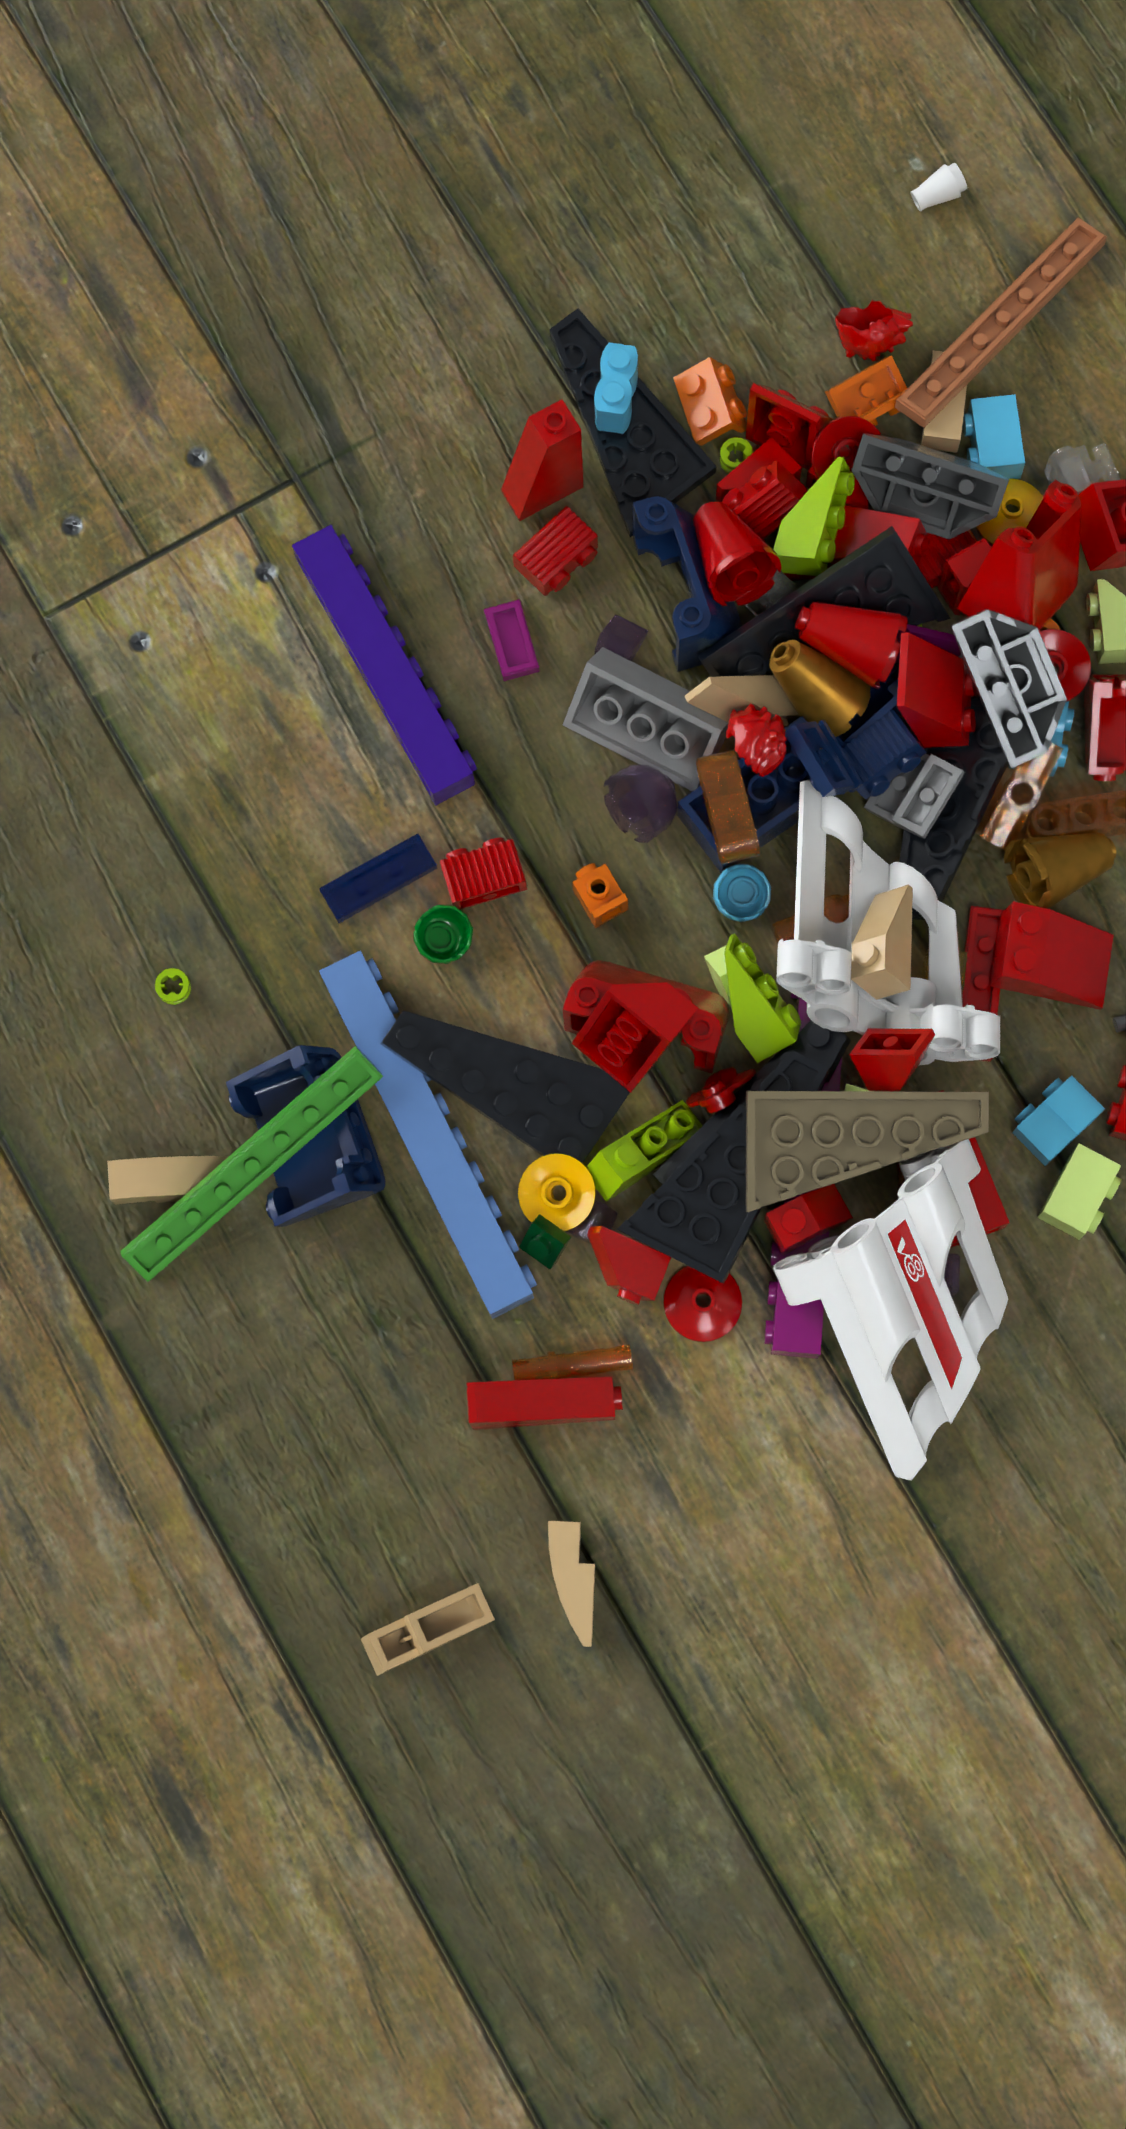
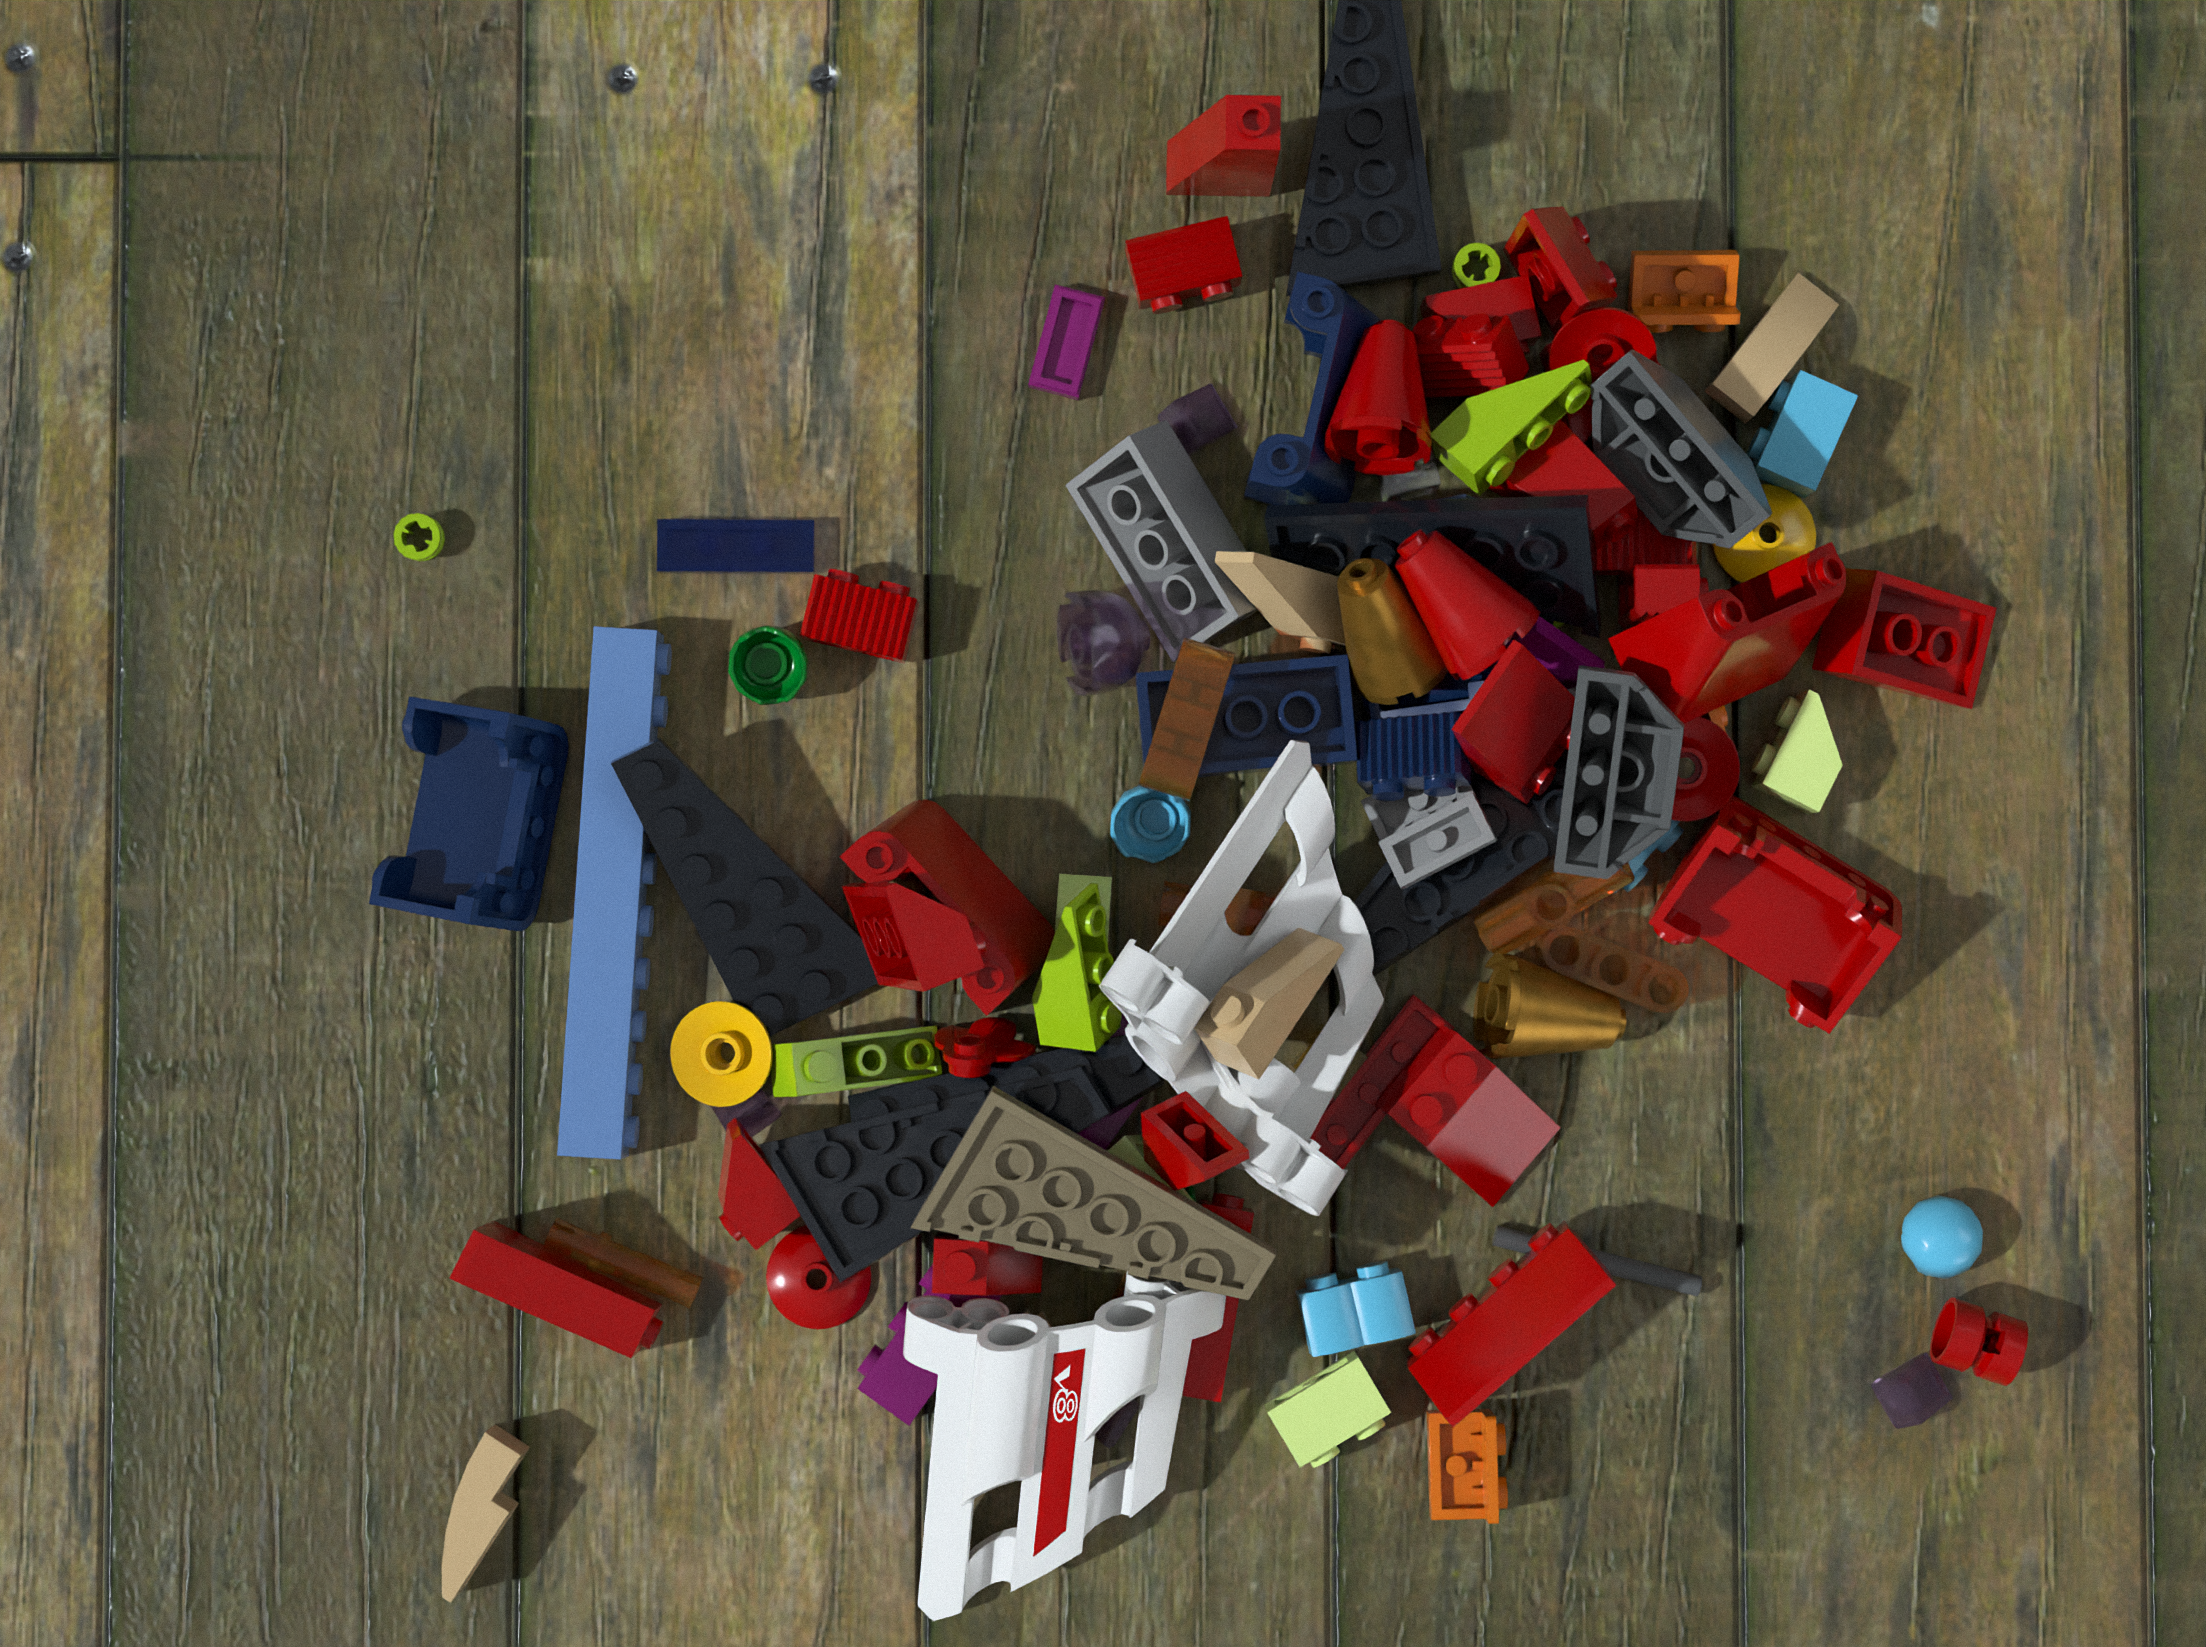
camera: 20 degrees right, 10 degrees up
(157, 1177) = (282, 771): tan slope -> none
(251, 1164) = (384, 814): bright green tile -> none
(383, 664) = (893, 283): dark purple brick -> none
(427, 1629) = (283, 1468): tan slope -> none
(545, 1241) = (674, 1103): dark green plate -> none
(601, 906) = (989, 741): orange brick -> none
(616, 388) = (1367, 106): medium azure brick -> none
(710, 400) = (1486, 179): orange bracket -> none
(758, 738) = (1269, 658): red hair -> none
(823, 758) = (1335, 728): dark blue plate -> none
(871, 329) = (1738, 204): red hair -> none
(940, 187) = (1937, 66): white cone -> none
(1000, 322) = (1900, 290): nougat tile -> none
(1075, 467) = (1868, 537): clear brick -> none

